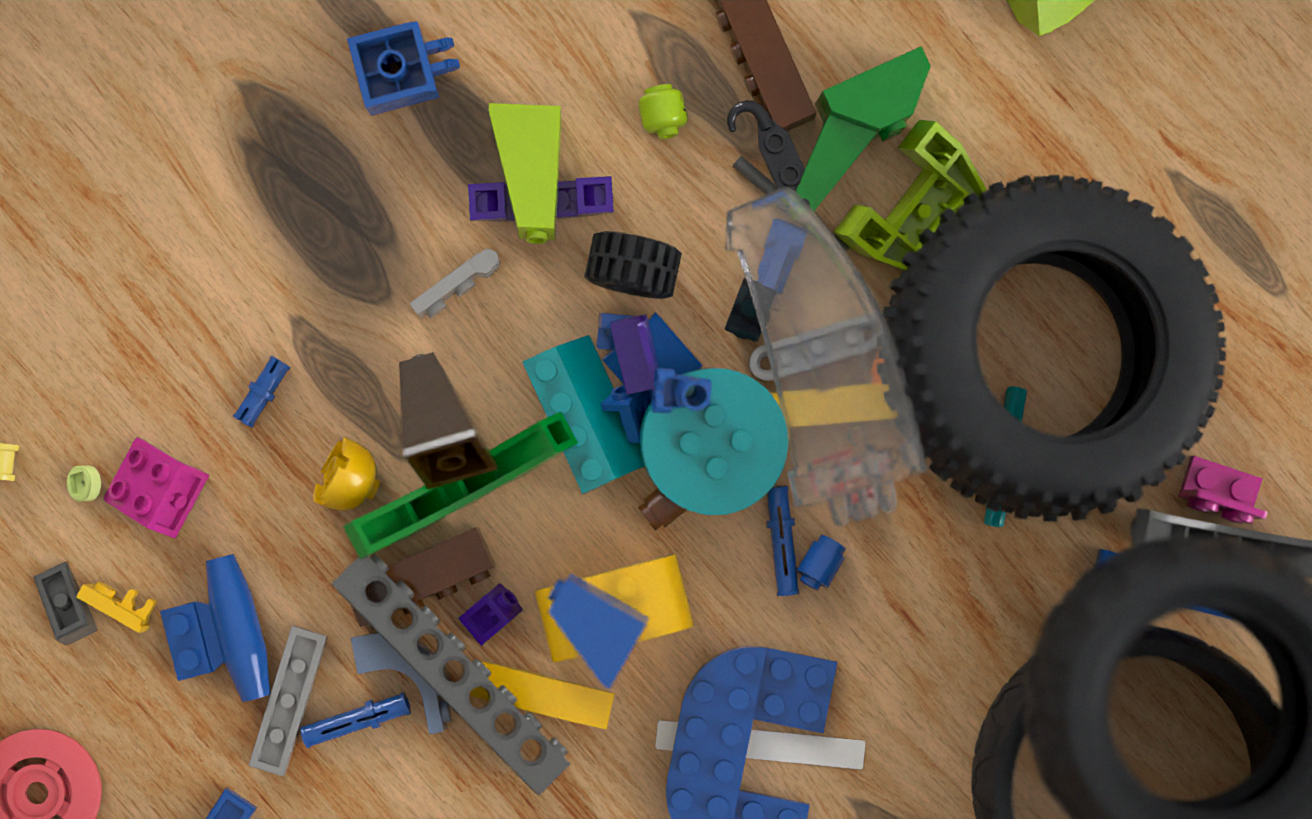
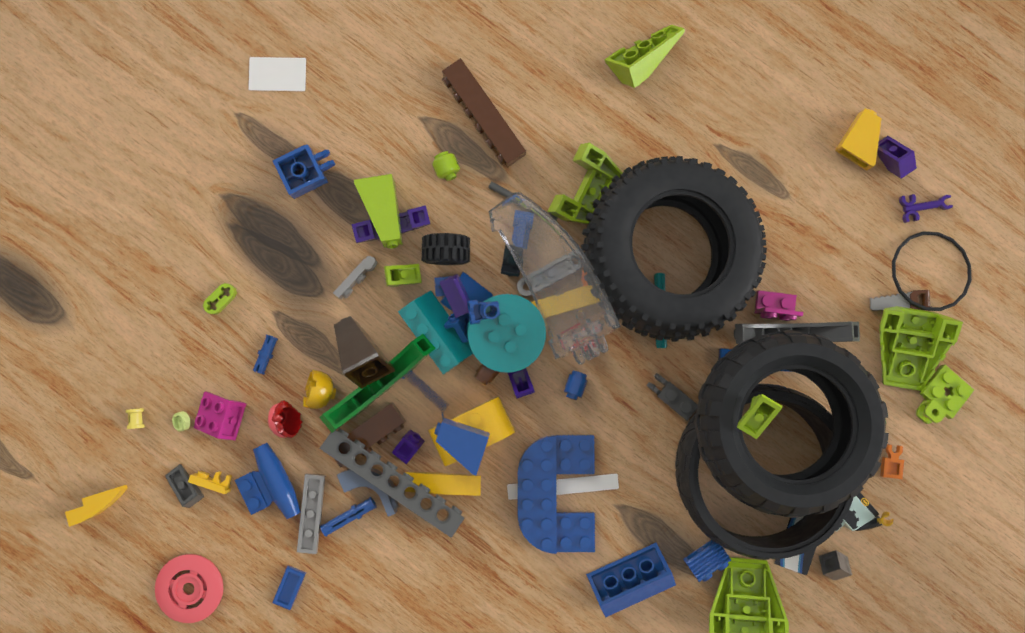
camera: 10 degrees left, 0 degrees up
(203, 279) = (216, 295): none -> lime beam
(274, 519) = (284, 420): none -> red hair
(544, 296) = (402, 275): none -> lime slope
(565, 564) = (428, 392): none -> piece
(722, 538) = (521, 383): none -> dark purple slope
(786, 584) = (560, 399): blue pin -> none
(852, 115) = (545, 147): green slope -> none
(998, 622) = (674, 398): none -> dark grey hinge
(1143, 678) = (759, 415): none -> lime slope

